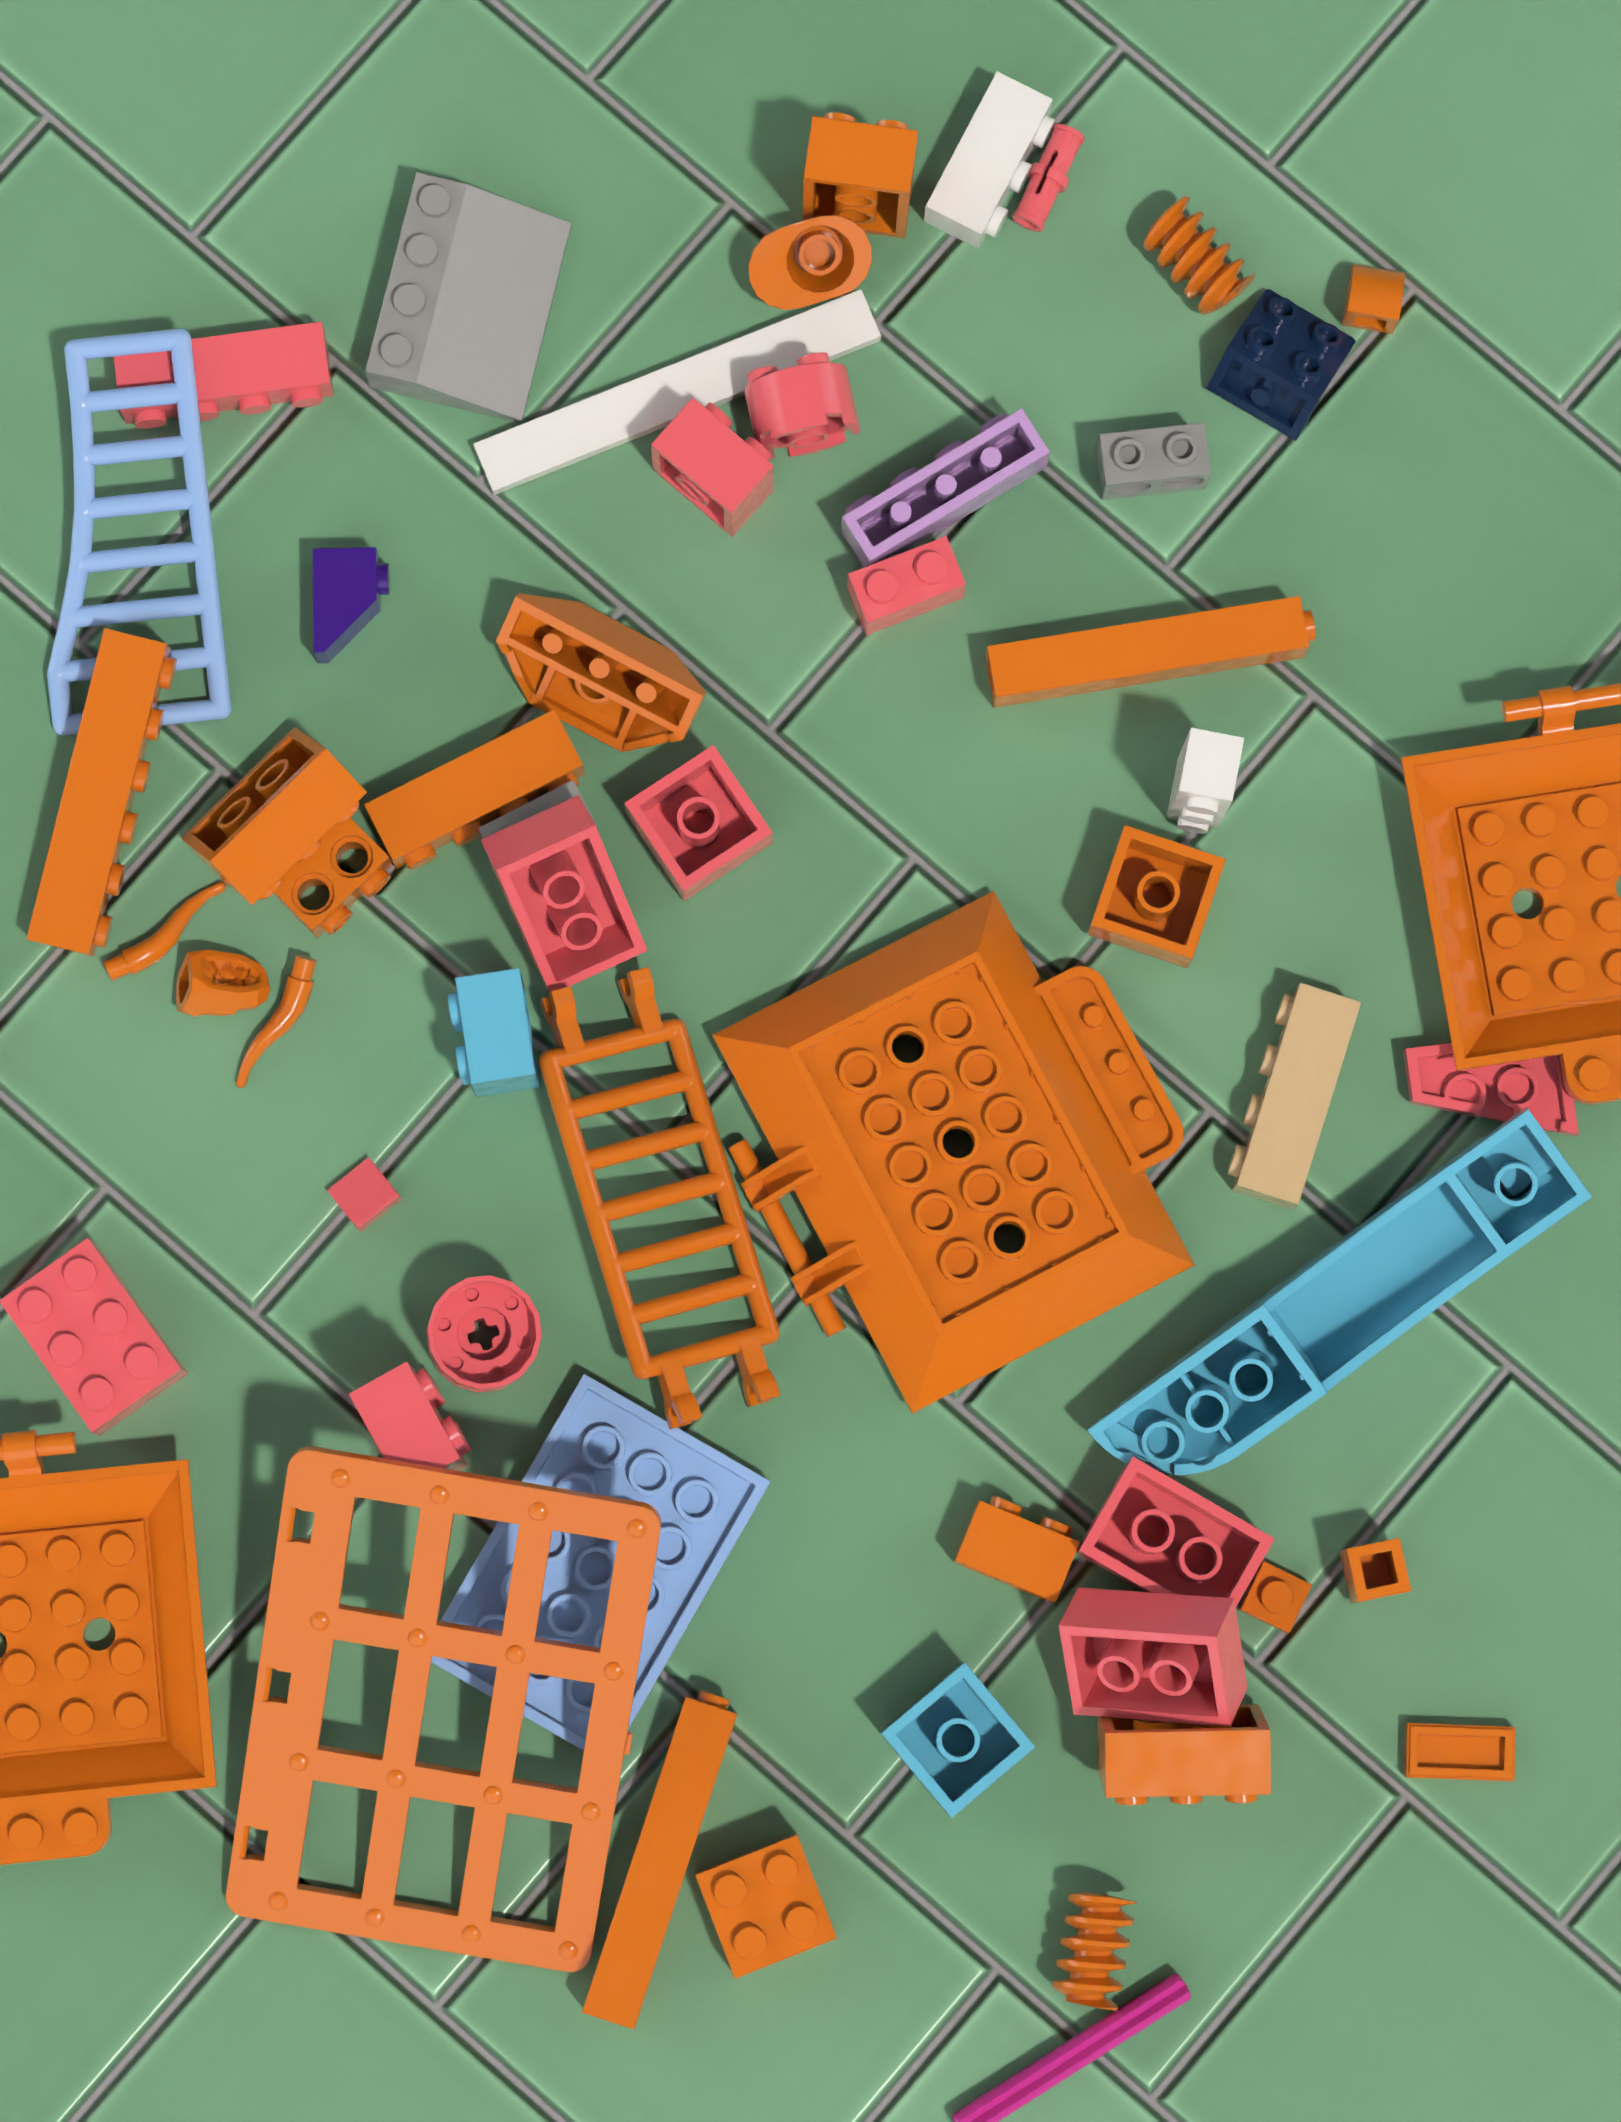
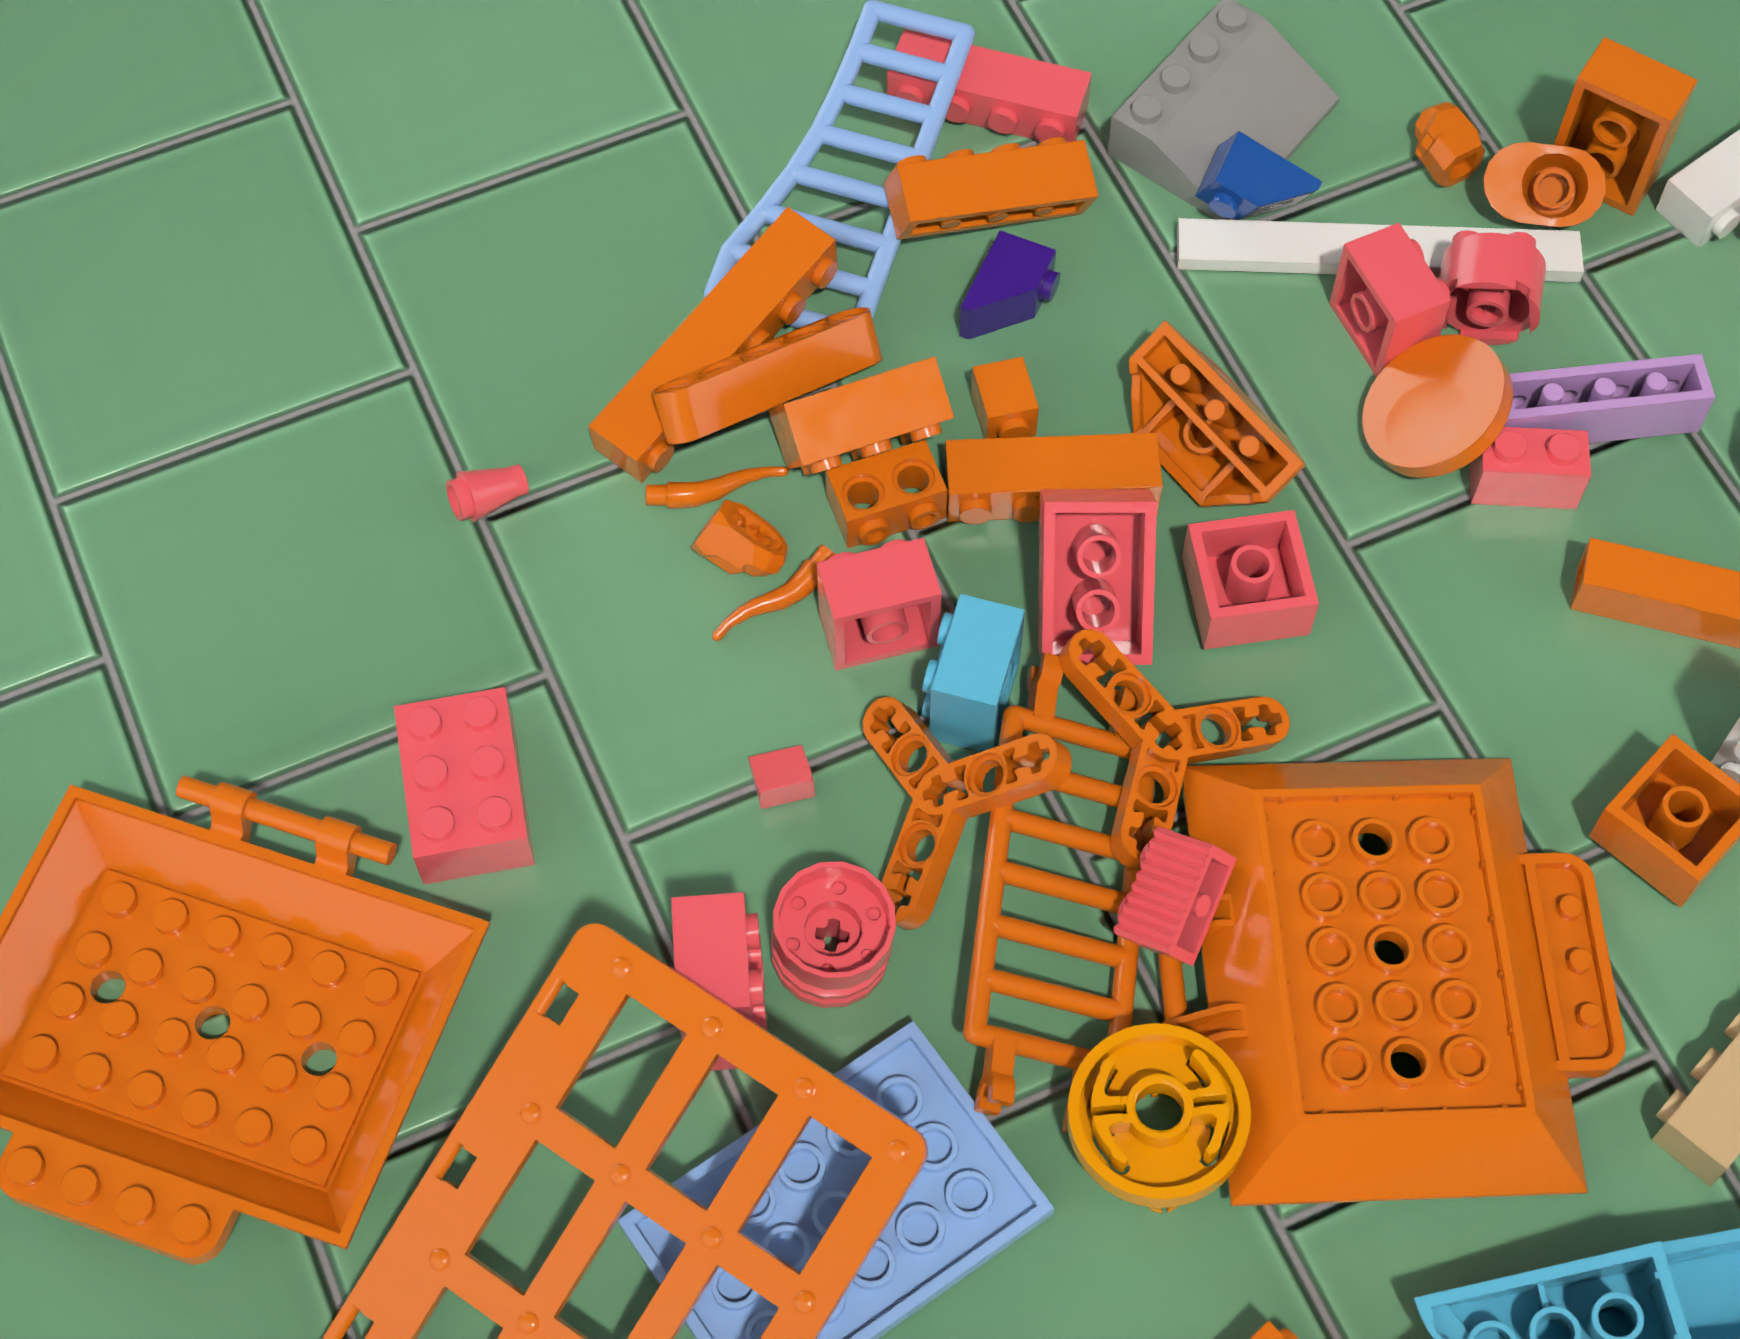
camera: 30 degrees right, 20 degrees down
(168, 810) = (767, 375): none -> orange beam
(283, 504) = (990, 188): none -> orange brick
(378, 999) = (879, 602): none -> coral brick
(397, 729) = (1004, 399): none -> orange brick
(500, 1158) = (929, 785): none -> orange piece
(528, 382) = (1252, 180): none -> blue slope
(696, 242) = (1448, 144): none -> orange rock
(697, 1042) = (1182, 726): none -> orange piece
(758, 1172) = (1174, 895): none -> coral brick
(799, 563) = (1437, 406): none -> orange piece
(850, 1412) = (1165, 1163): none -> light orange piece

